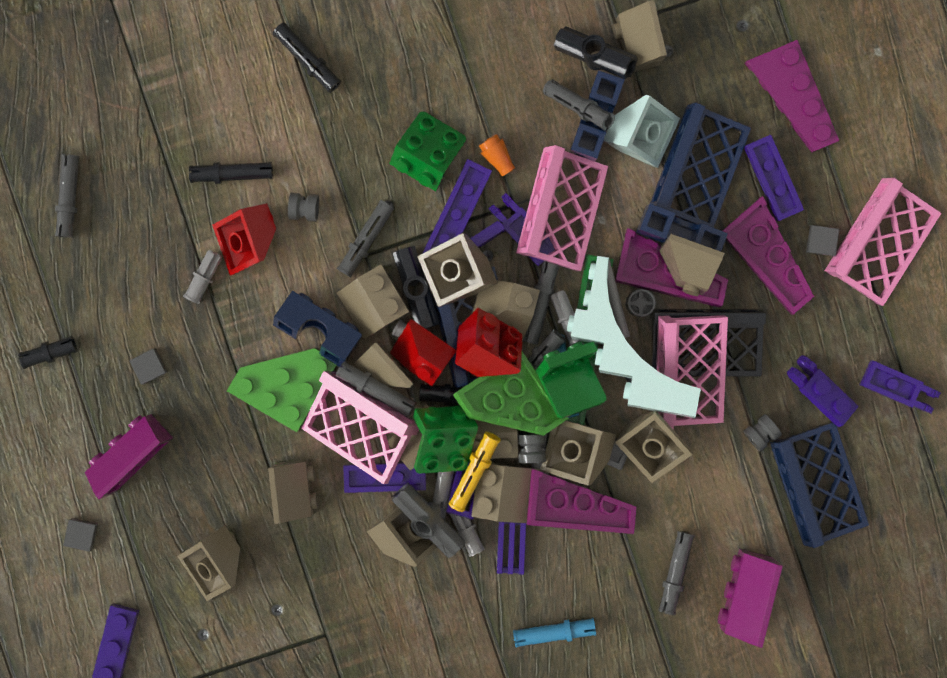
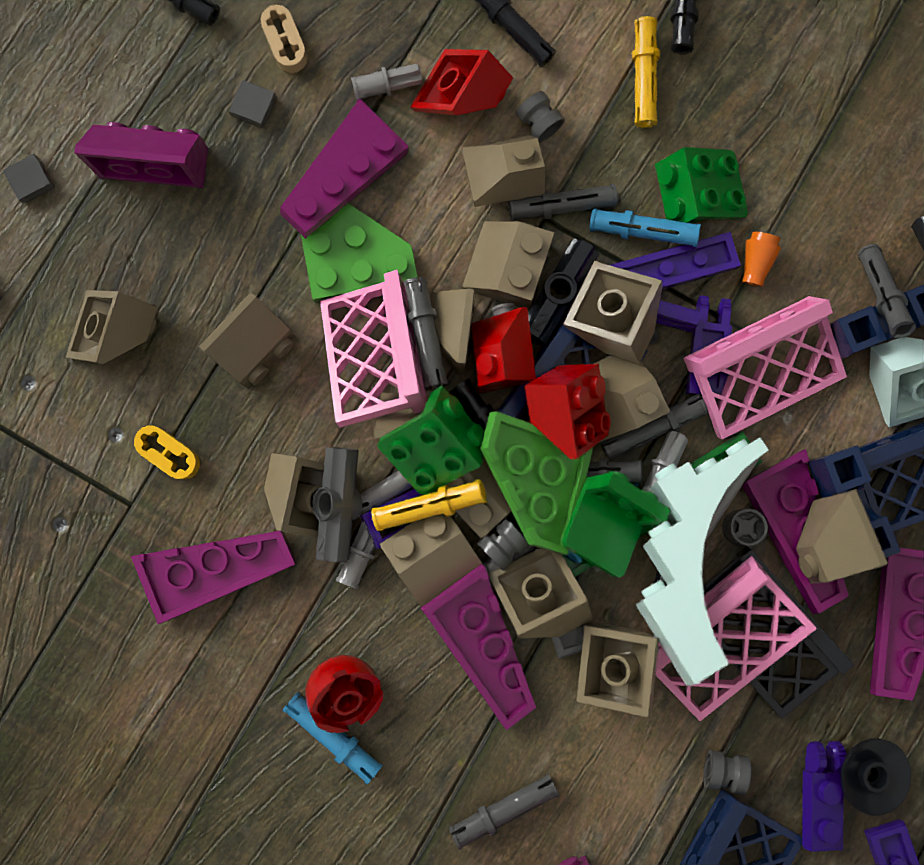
camera: 50 degrees right, 5 degrees down
(126, 308) = (278, 41): none -> tan beam
(234, 342) = (345, 167): none -> magenta wing
(300, 313) = (433, 200): dark blue arch -> none
(314, 596) = (162, 459): none -> yellow beam
(316, 257) = (505, 170): none -> dark tan slope
(321, 112) = (645, 59): none -> yellow pin
(359, 481) = (318, 403): dark purple plate -> none
(401, 626) = (201, 573): none -> magenta wing
(413, 212) = (602, 222): none -> dark azure pin
(510, 569) = (358, 634): dark purple tile -> none
(535, 606) = (342, 693): none -> red cylinder
(846, 350) = (888, 778): none -> black dish

